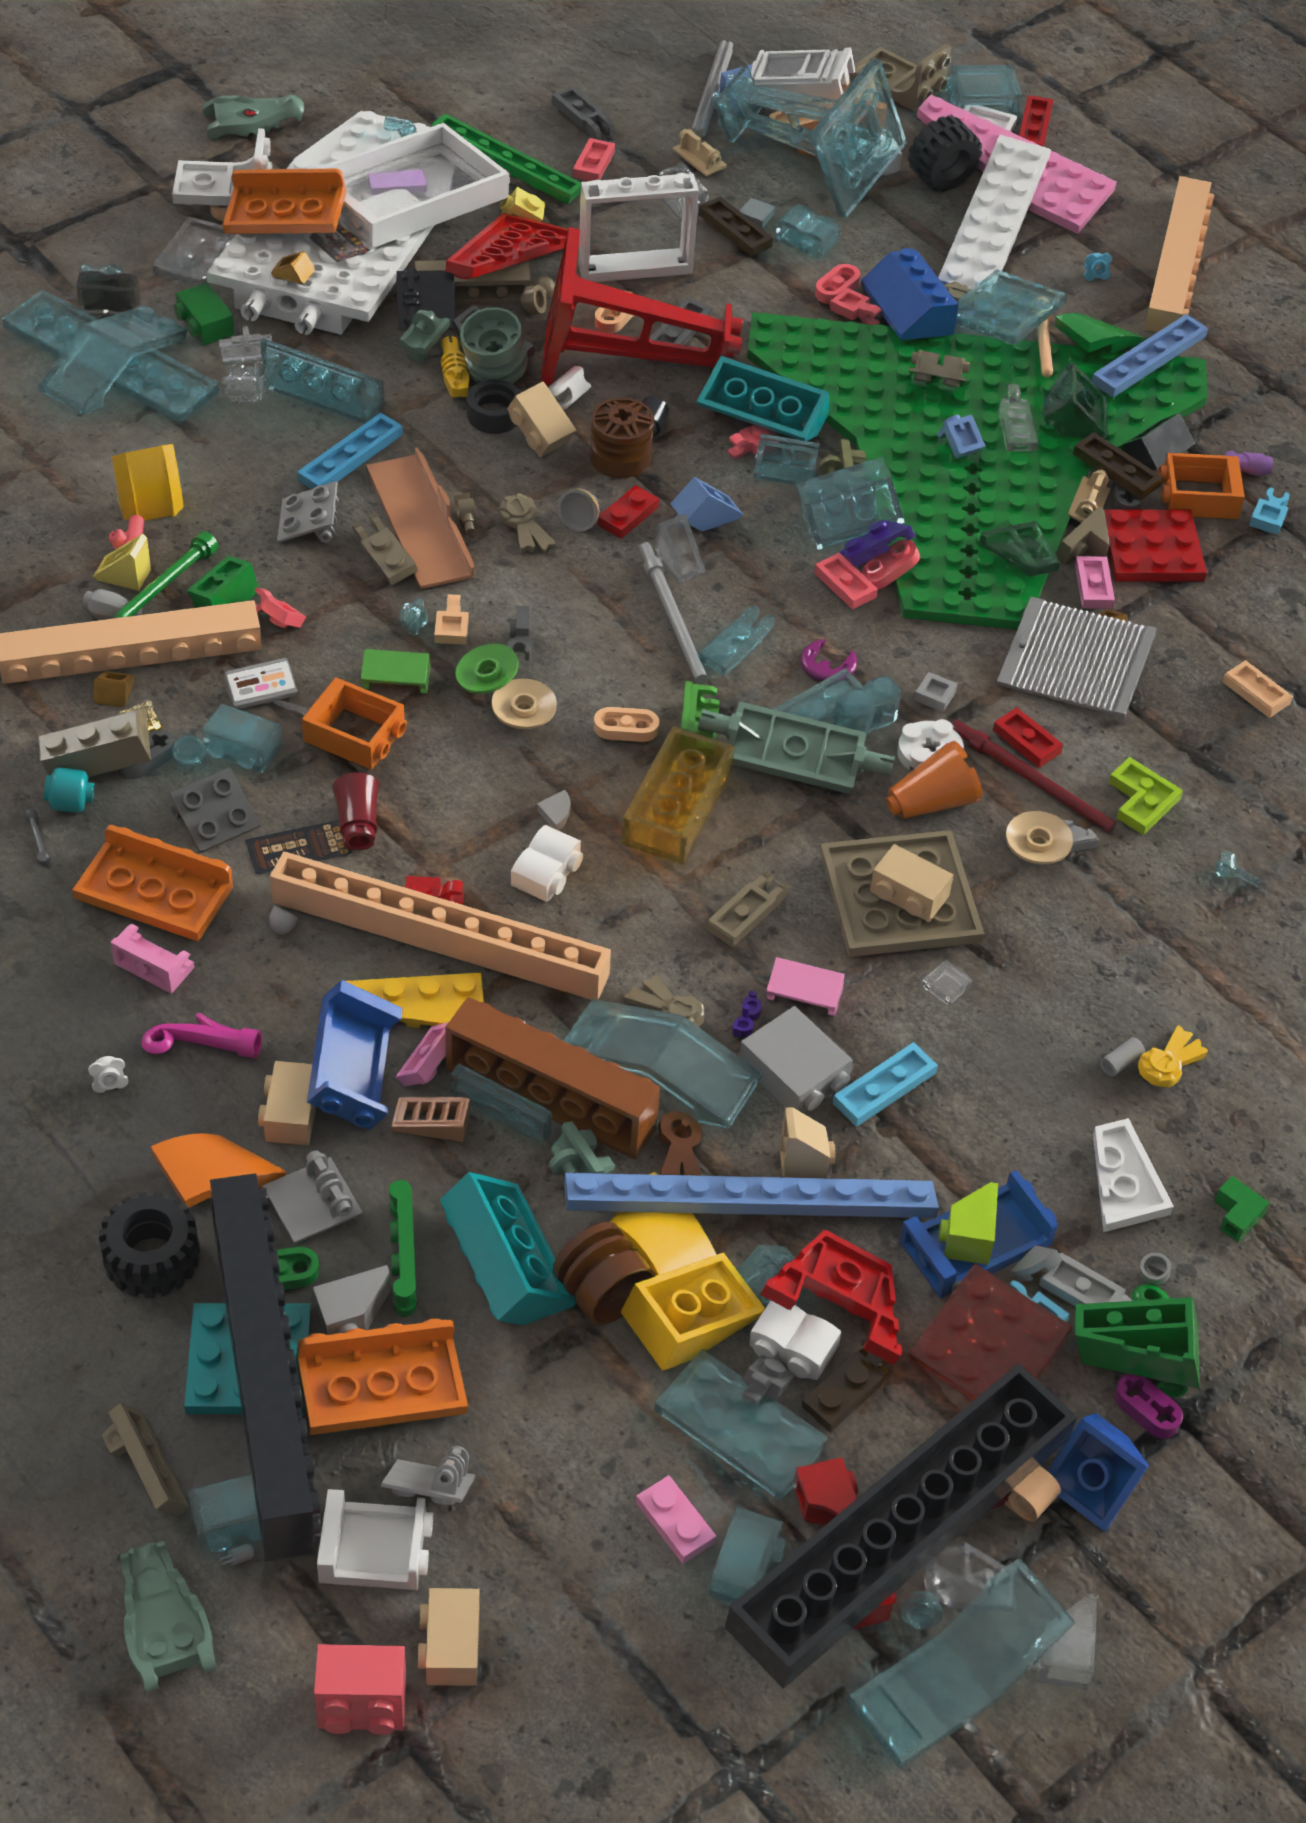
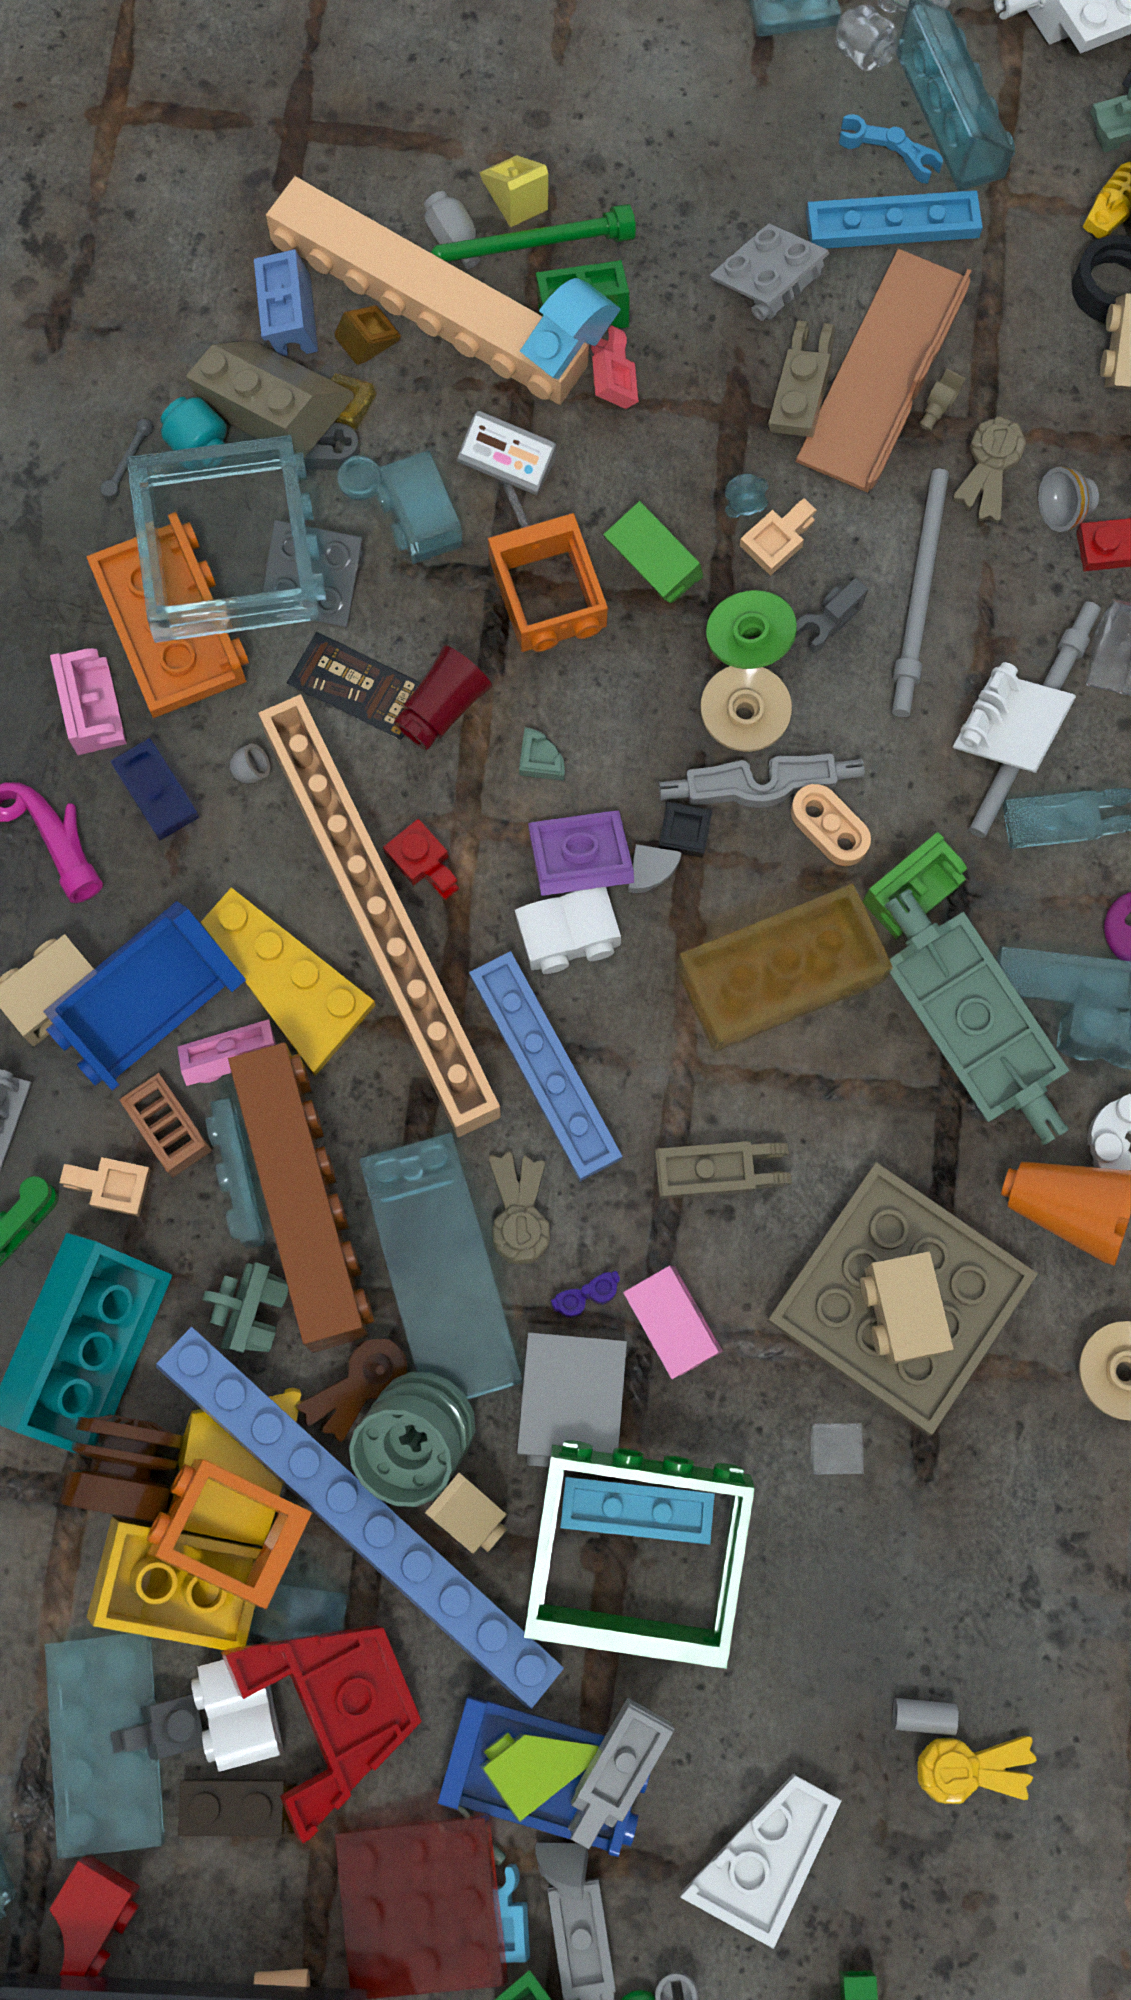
camera: 45 degrees right, 25 degrees up
(53, 696) = (285, 302): none -> medium blue hinge
(135, 528) = (562, 151): coral arm -> none
(148, 483) = (629, 99): yellow slope -> none
(151, 861) = (237, 612): none -> clear light blue window
(240, 595) = (570, 318): none -> medium azure brick
(241, 969) = (155, 789): none -> clear blue plate
(333, 422) = (895, 140): none -> dark azure piece
(436, 1162) = (114, 1186): none -> light nougat plate
(439, 806) = (540, 757): none -> sand green tile
(514, 823) = (580, 853): none -> medium lavender plate
(553, 780) = (685, 829): none -> black tile
(557, 743) = (736, 782): none -> light grey piece
(583, 632) = (908, 667): none -> light grey bar
(609, 931) = (545, 1066): none -> medium blue plate
(663, 615) = (1014, 720): none -> white hinge
(735, 1248) = (273, 1555): none -> orange window
(761, 1127) = (412, 1439): none -> sand green wheel
(958, 1055) = (633, 1634): none -> window
(1013, 1180) = (618, 1770): none -> light grey hinge

